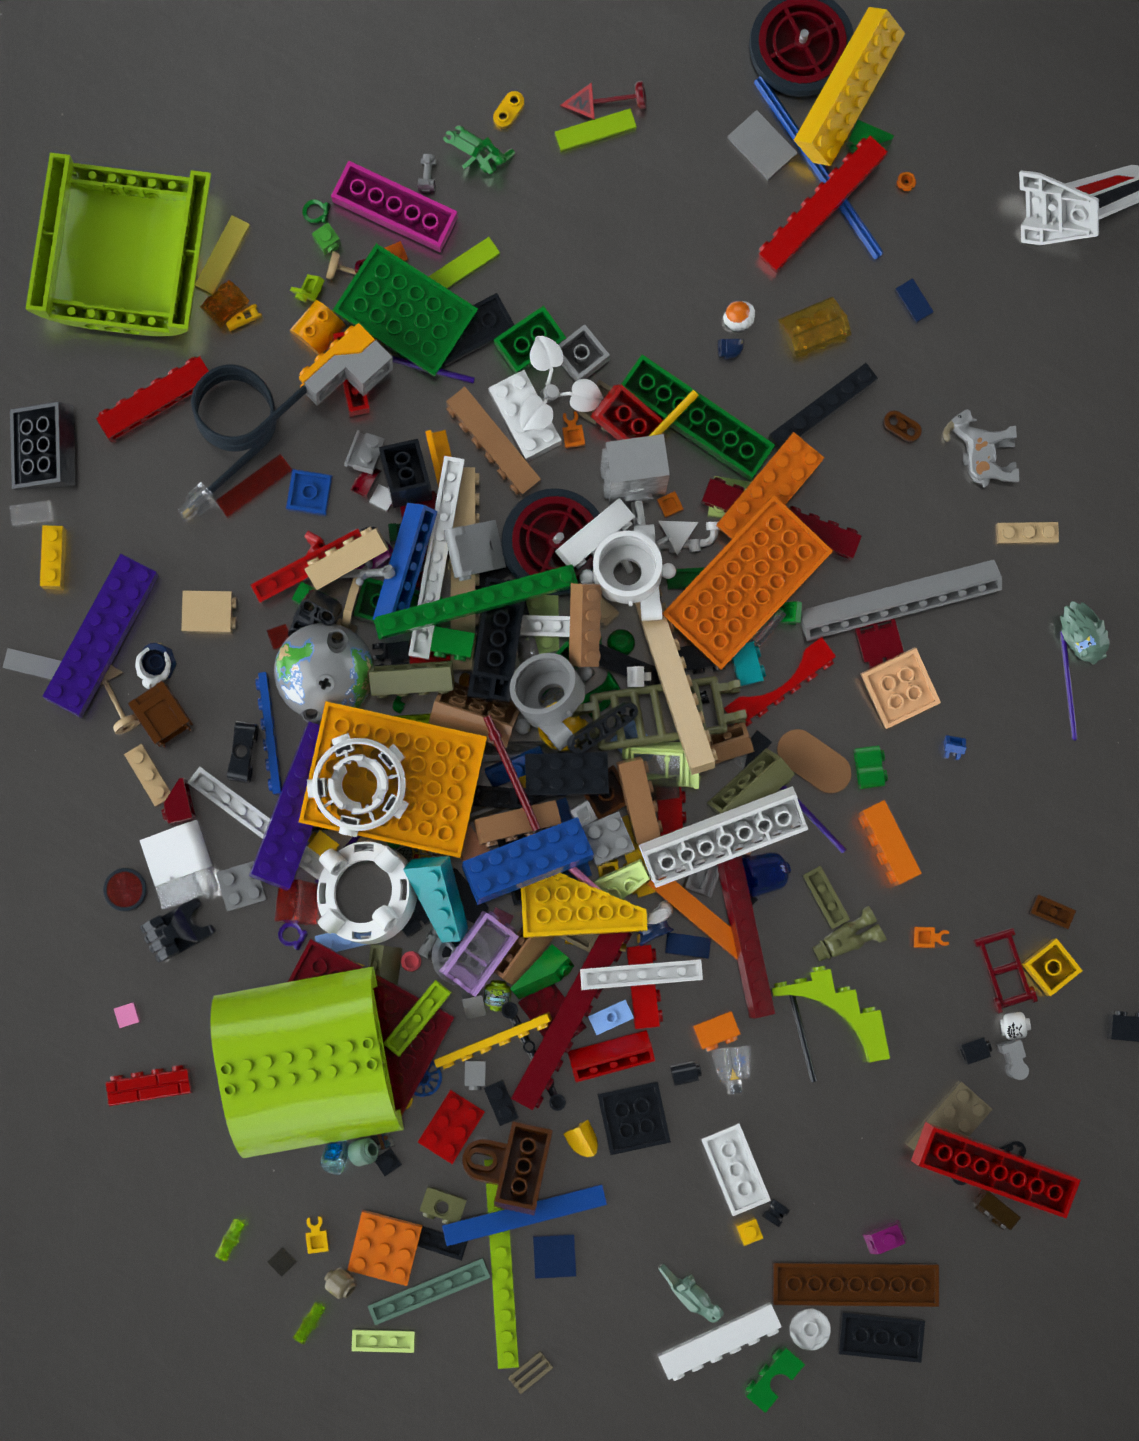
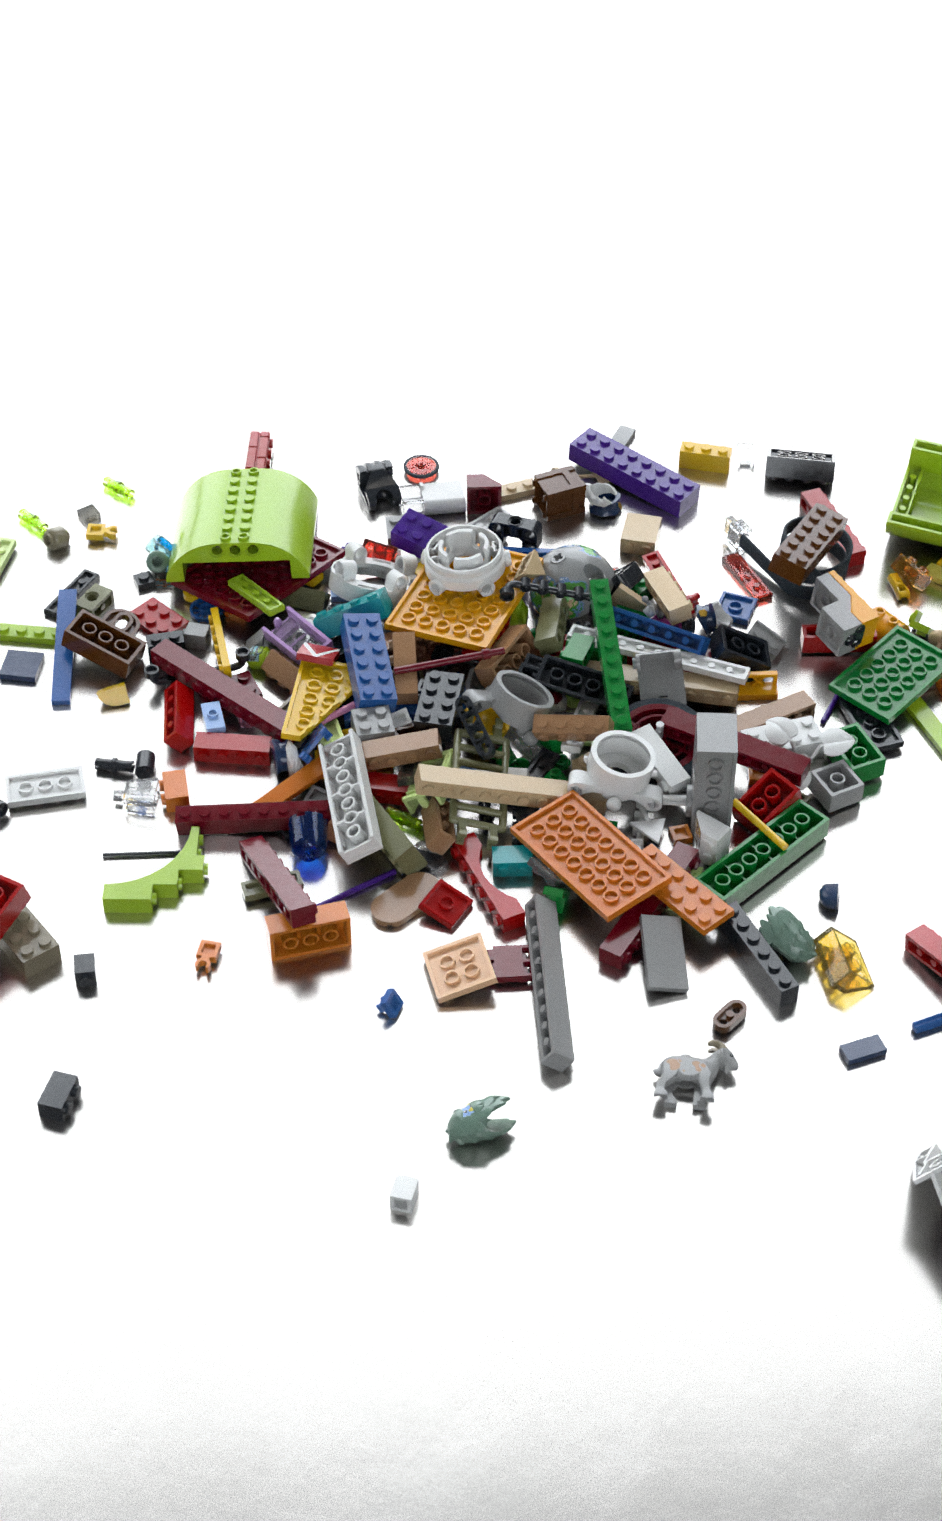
camera: 105 degrees right, 40 degrees down
(126, 1015) = (319, 457): bright pink tile -> none
(263, 407) = (808, 544): none -> brick
(347, 510) = (712, 616): none -> piece
(352, 712) = (530, 567): none -> tan slope
(378, 691) = (543, 588): none -> black bar
(384, 1247) = (73, 566): orange plate -> none
(411, 961) = (307, 611): coral plate -> none
(429, 1291) = (27, 588): sand green plate -> none
(519, 919) = (318, 654): none -> red tile
(546, 971) = (269, 684): green slope -> none
(565, 459) = (751, 751): none -> dark red brick
(634, 1118) = (118, 728): black plate -> none
(641, 974) = (243, 734): white plate -> none
(642, 895) = (311, 741): none -> blue flag
(688, 945) = (259, 783): dark blue slope -> none
(689, 470) = (711, 838): none -> white slope
(689, 1106) = (114, 765): none -> black pin
(705, 787) = (404, 818): none -> clear neon green pin
(739, 316) = (862, 910): hair -> none
(803, 380) = (787, 935): none -> sand green head
(816, 719) = (445, 904): none -> red plate
(844, 496) = (663, 953): none -> light grey tile
(846, 885) = (278, 882): none -> brick
(846, 939) = (228, 893): olive piece -> none
(869, 767) = (387, 934): green brick -> none
(999, 1002) = (124, 997): dark red piece -> none
(1014, 1054) = (65, 991): light grey legs -> none
(1015, 1025) = (97, 1002): white head -> none
(1027, 533) = (598, 1103): tan plate -> none
(1051, 967) = (143, 1038): yellow brick -> none
(1052, 911) = (199, 1054): reddish brown plate -> none
(1069, 688) = (411, 1110): dark purple axle -> none

